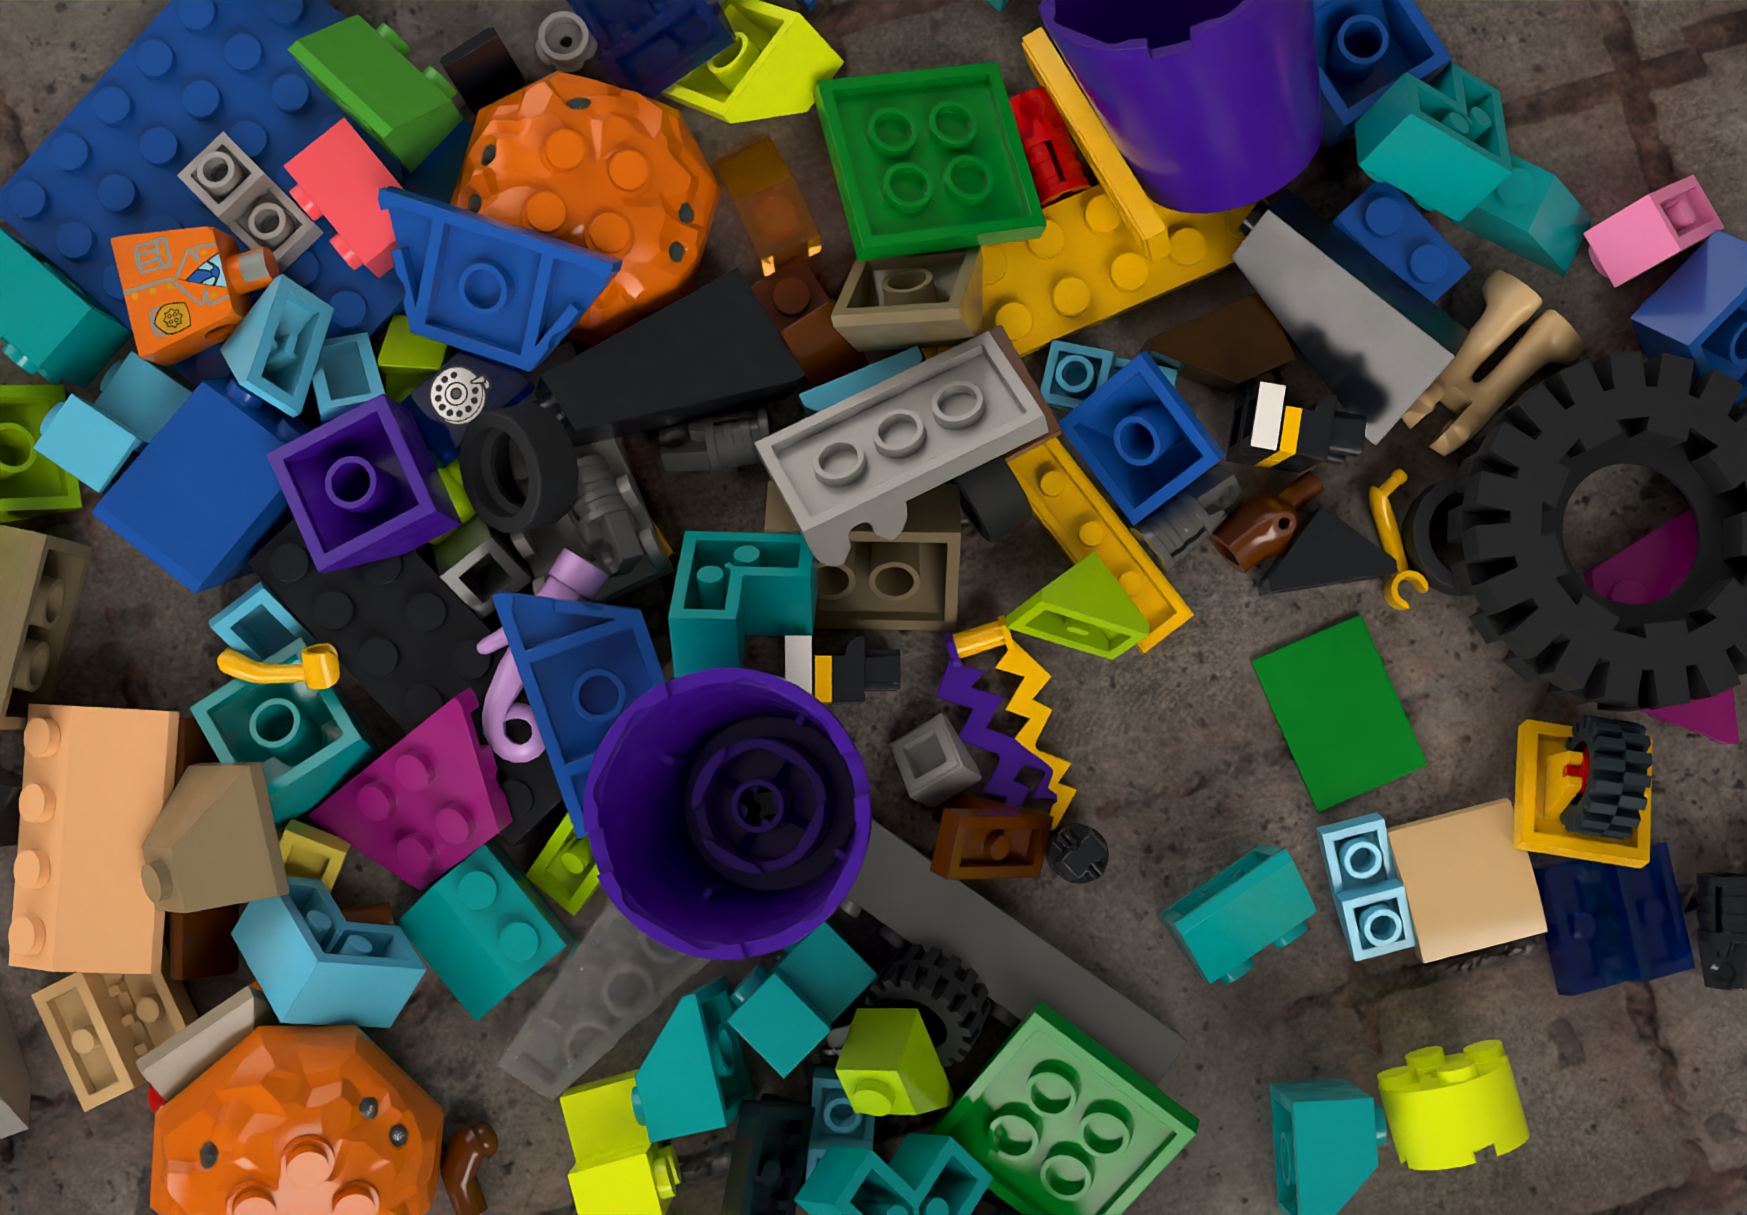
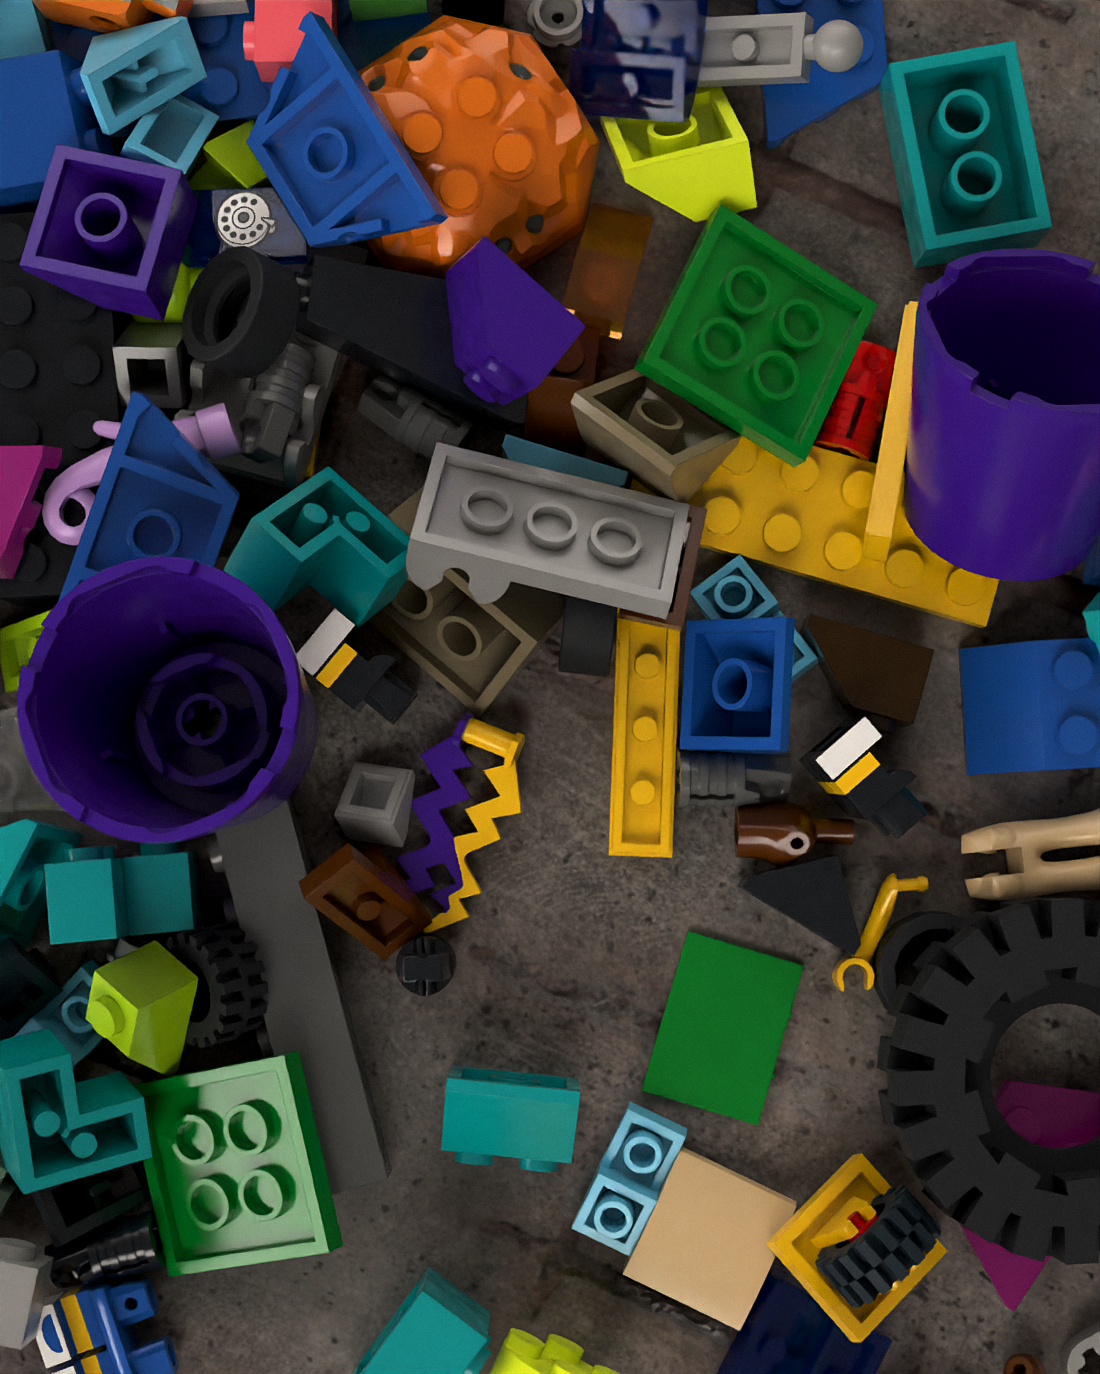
camera: 40 degrees right, 0 degrees up
(734, 308) = (504, 324): none -> dark purple slope
(1083, 612) = (586, 782): lime slope -> none
(1346, 311) = (982, 718): slope -> none

